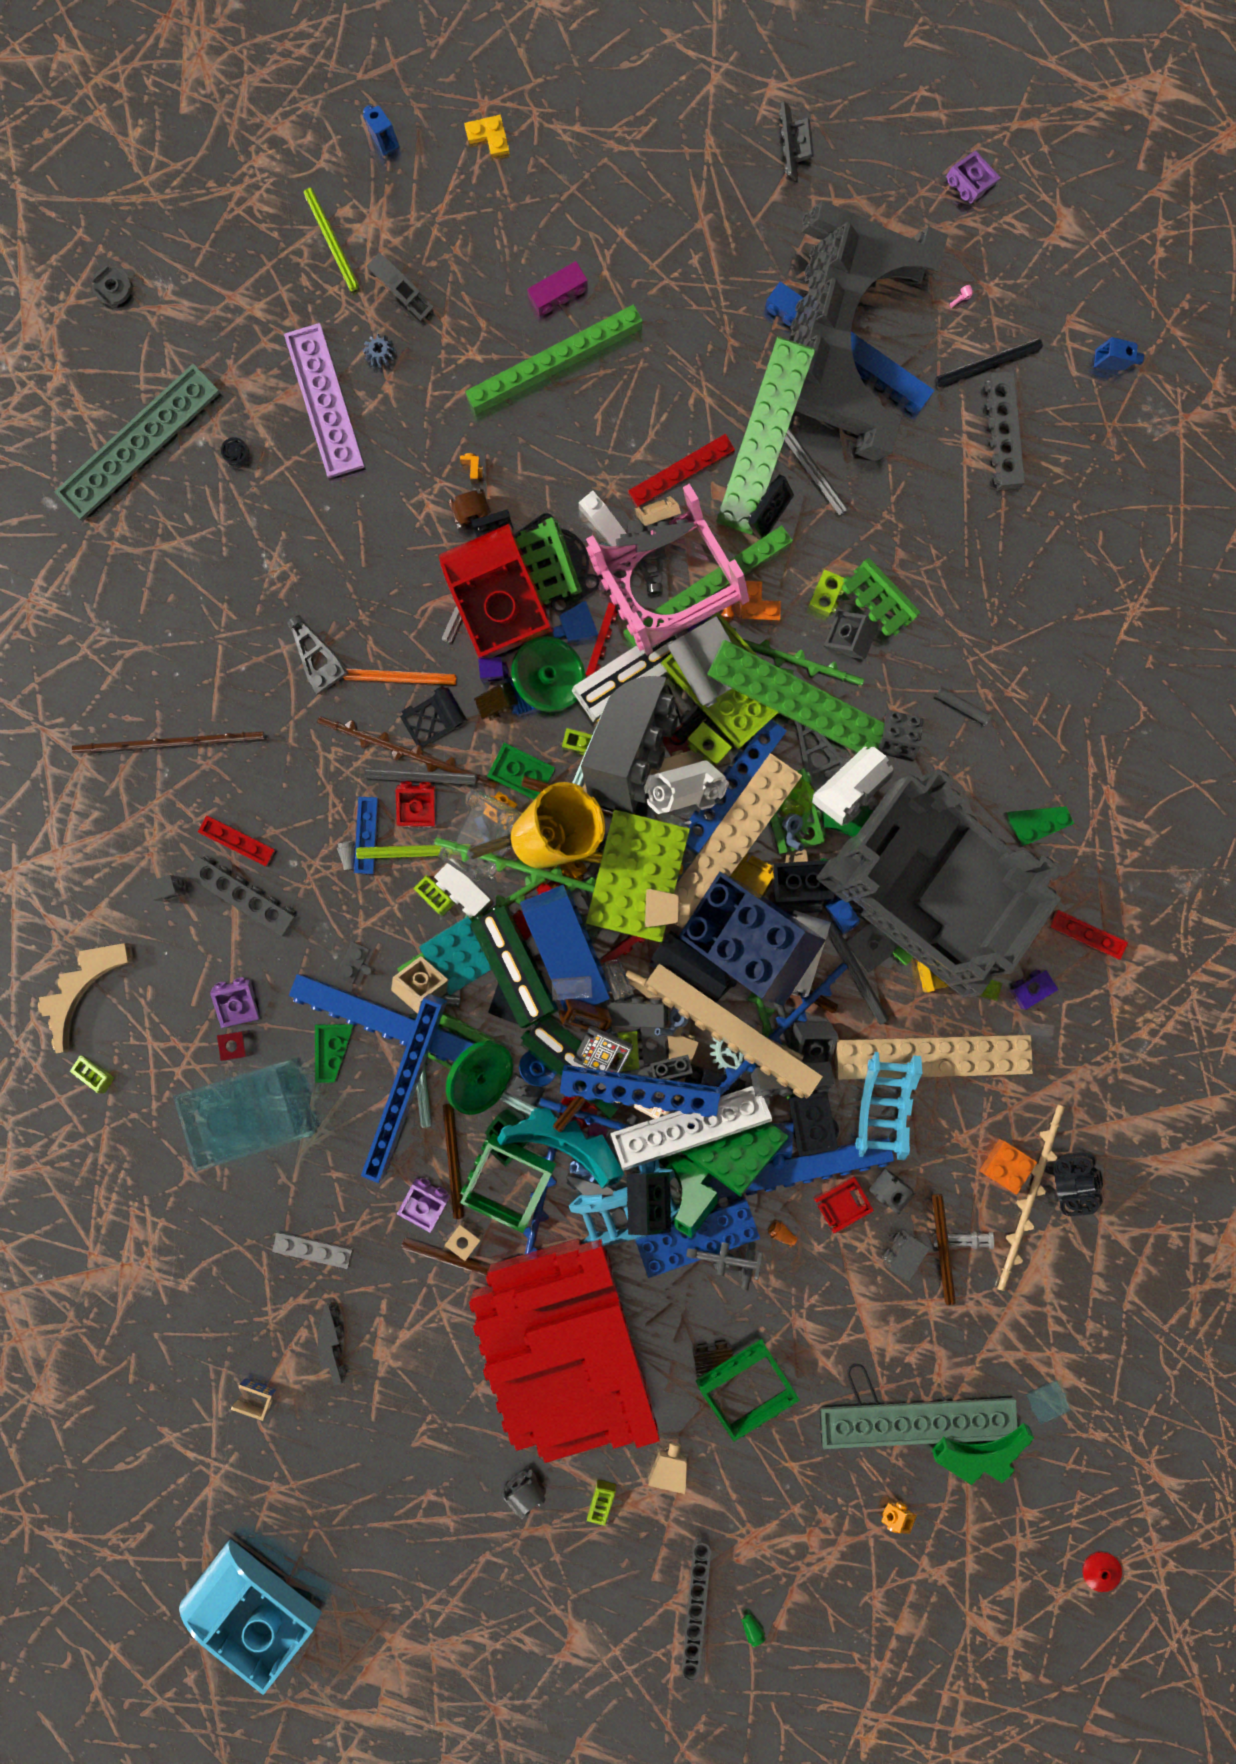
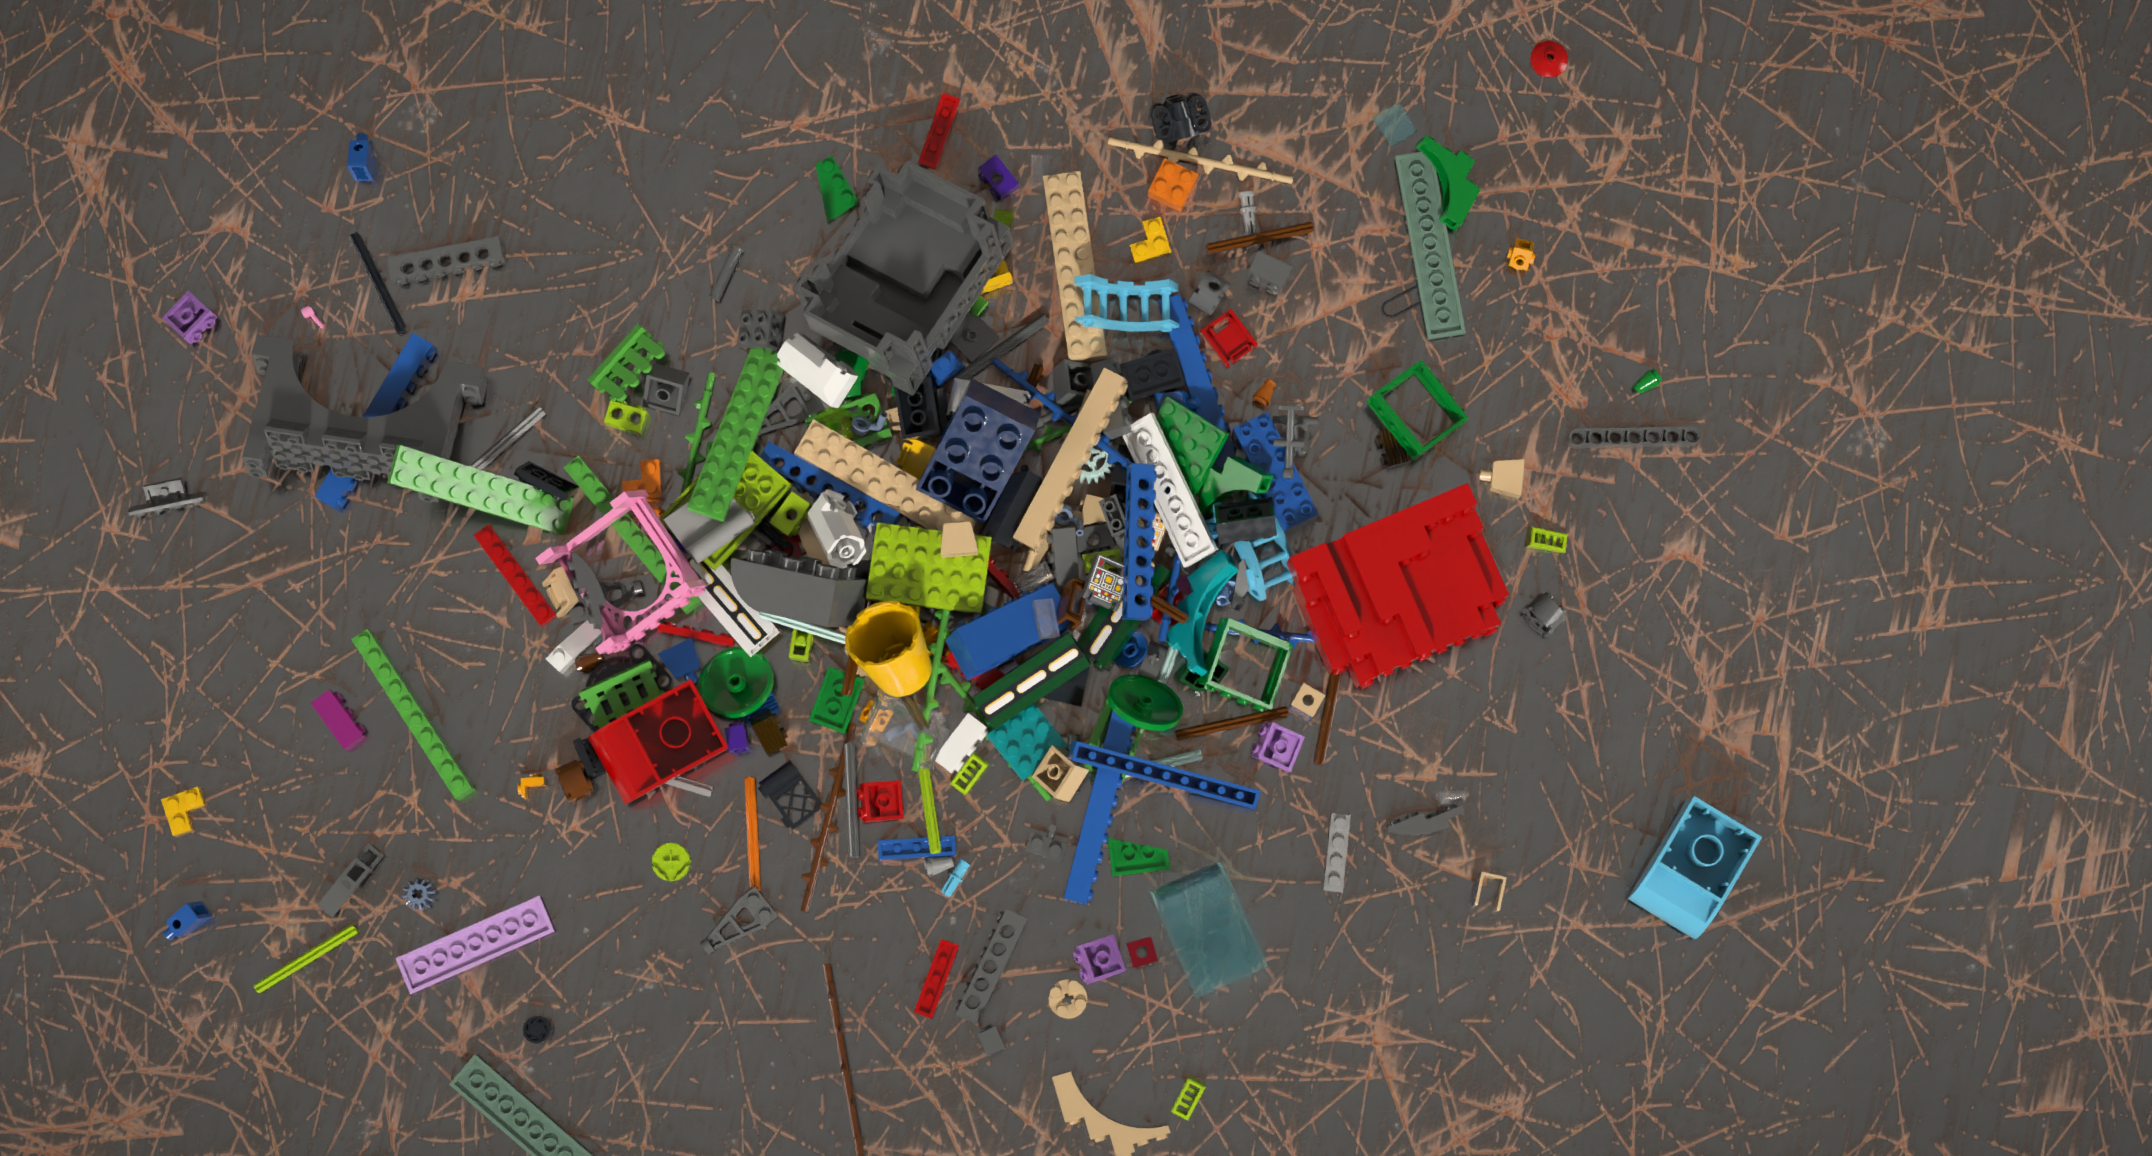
camera: 95 degrees left, 5 degrees down
(210, 974) = (1063, 1009): none -> tan plate
(333, 870) = (955, 878): none -> medium azure axle
(353, 1371) = (1448, 797): none -> clear cone
(382, 595) = (671, 861): none -> lime tile
(585, 530) = (588, 661): none -> reddish brown cone
(949, 1142) = (1156, 242): none -> yellow plate

